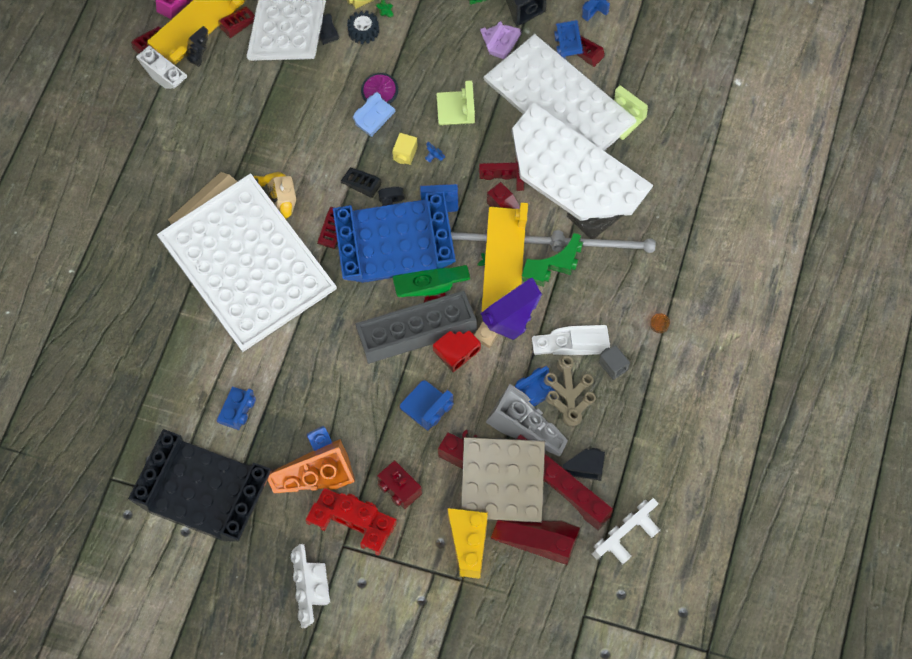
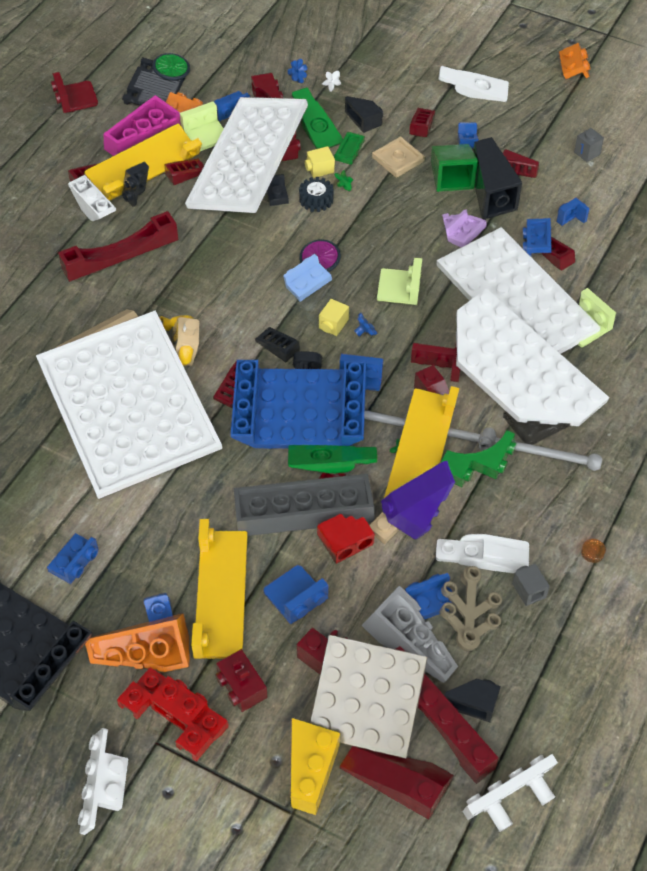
camera: 10 degrees right, 10 degrees down
(169, 133) = (155, 234): none -> dark red arch
(365, 415) = (220, 593): none -> yellow bracket

